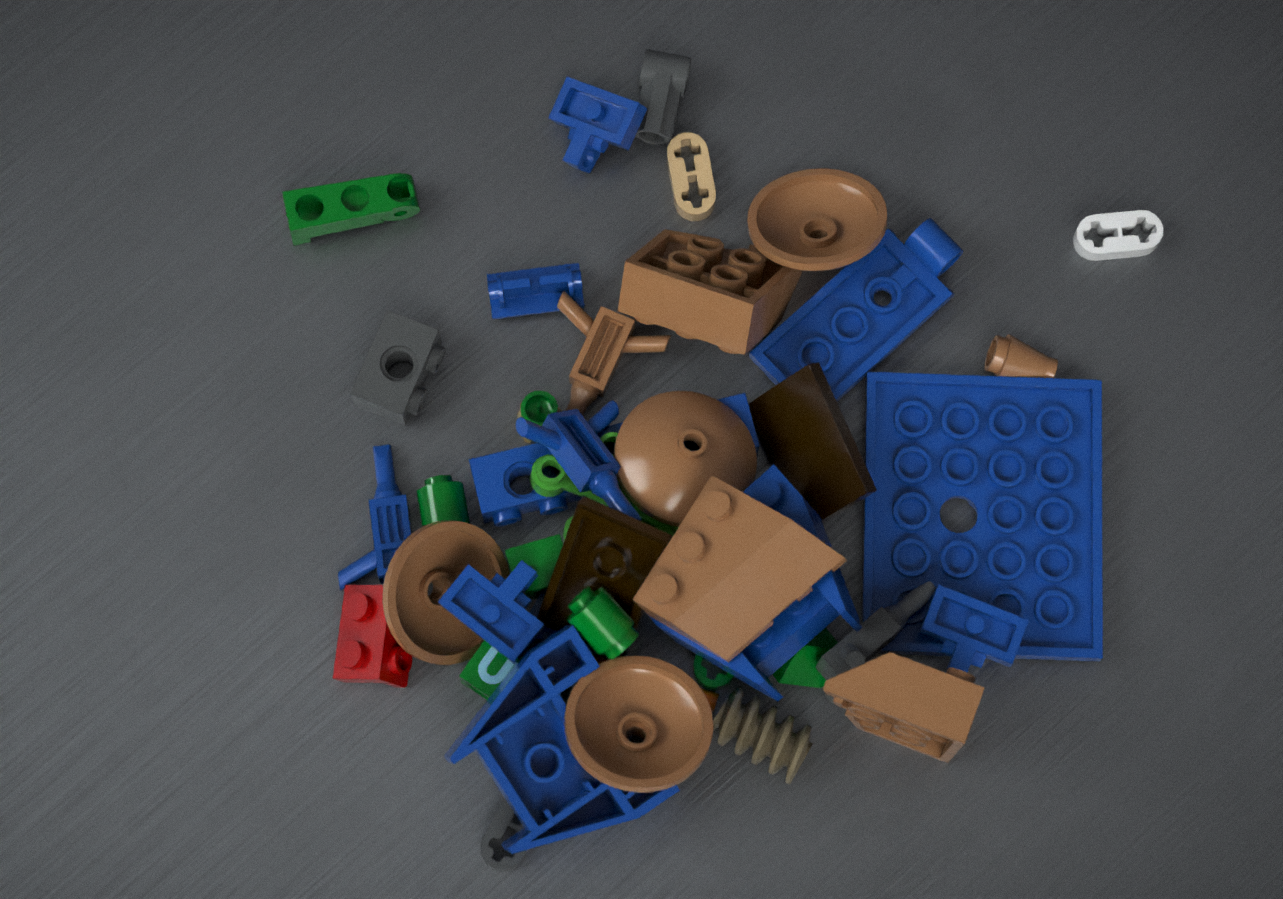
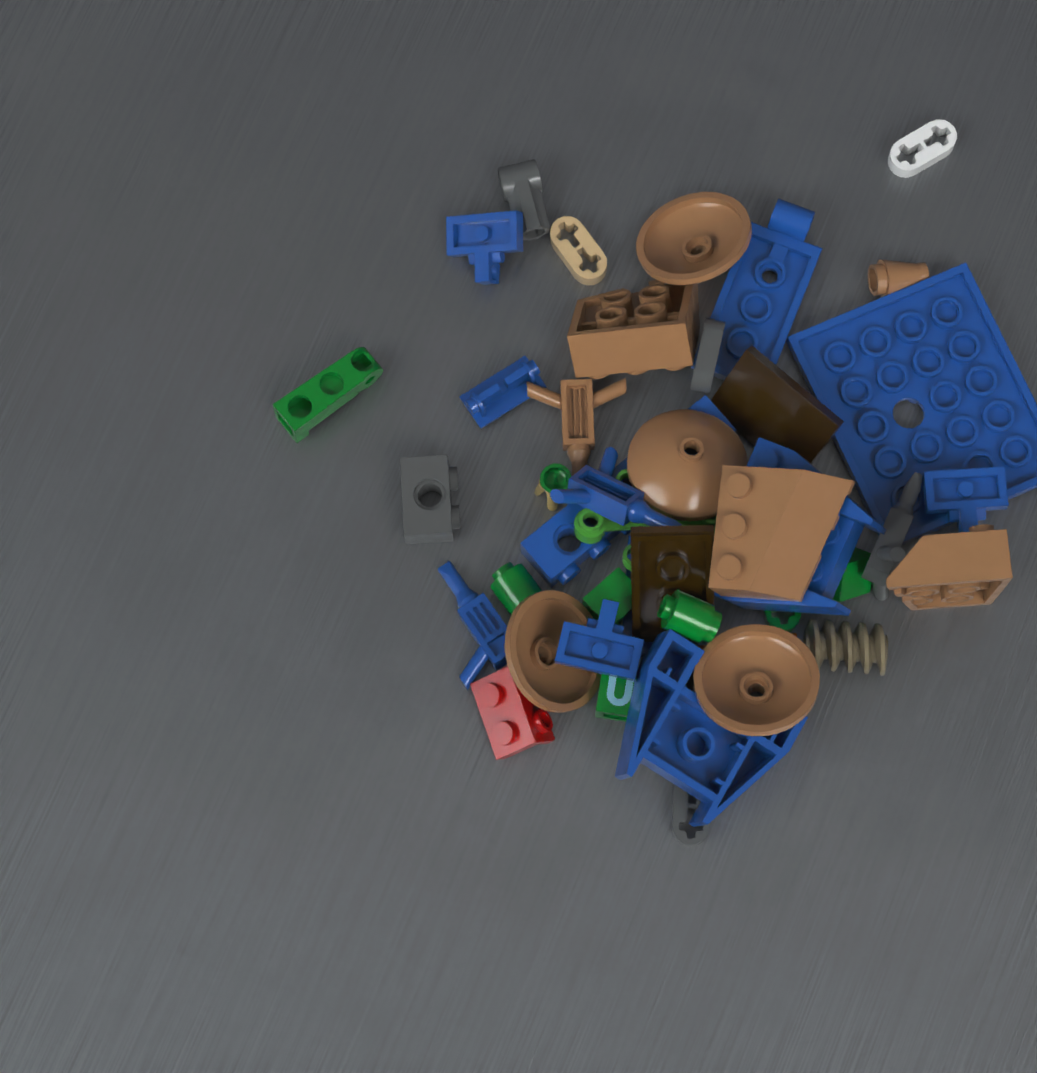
camera: 20 degrees left, 0 degrees up
(768, 352) = (707, 355): none -> dark grey beam

